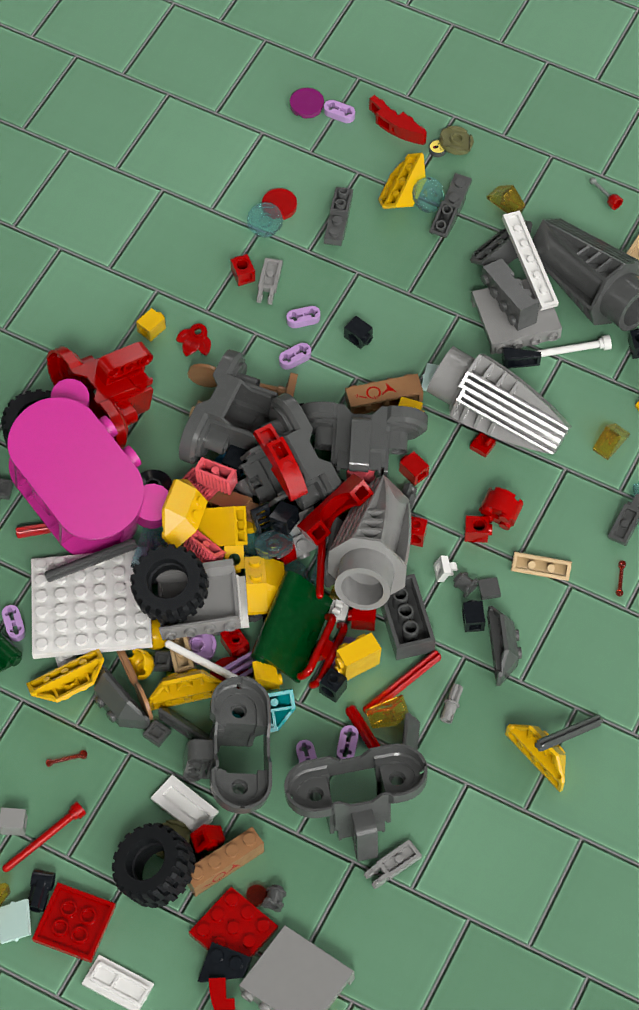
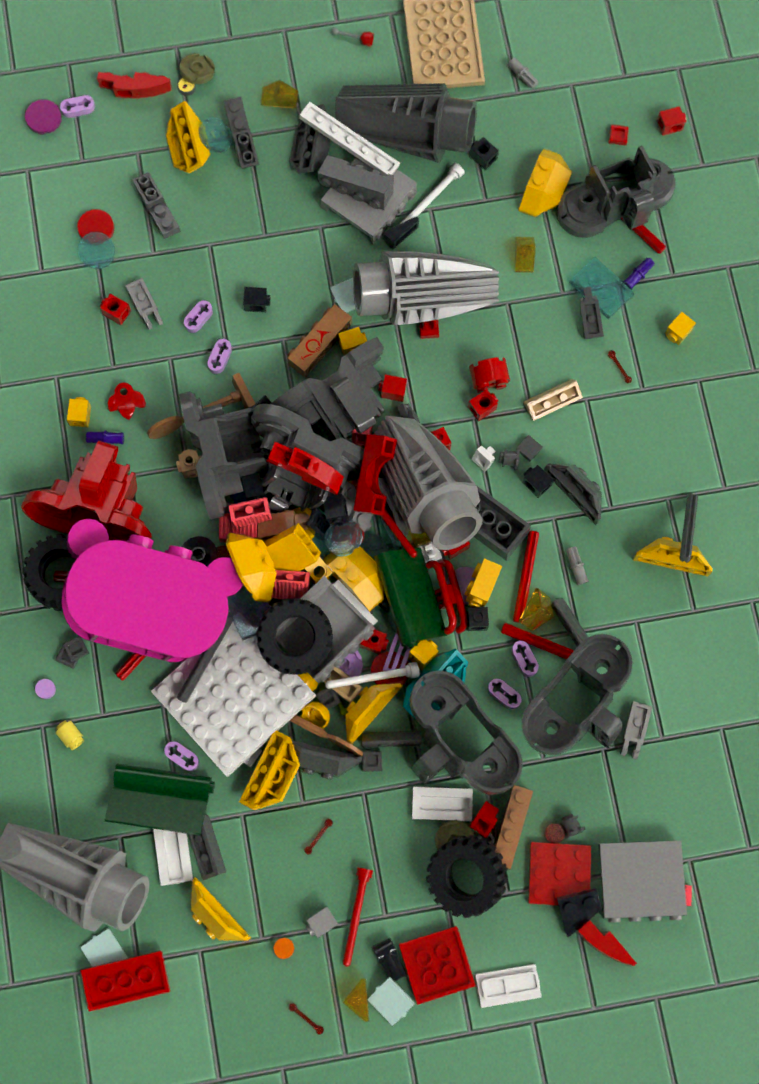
camera: 40 degrees left, 15 degrees up
(159, 358) = (108, 437): none -> dark purple axle

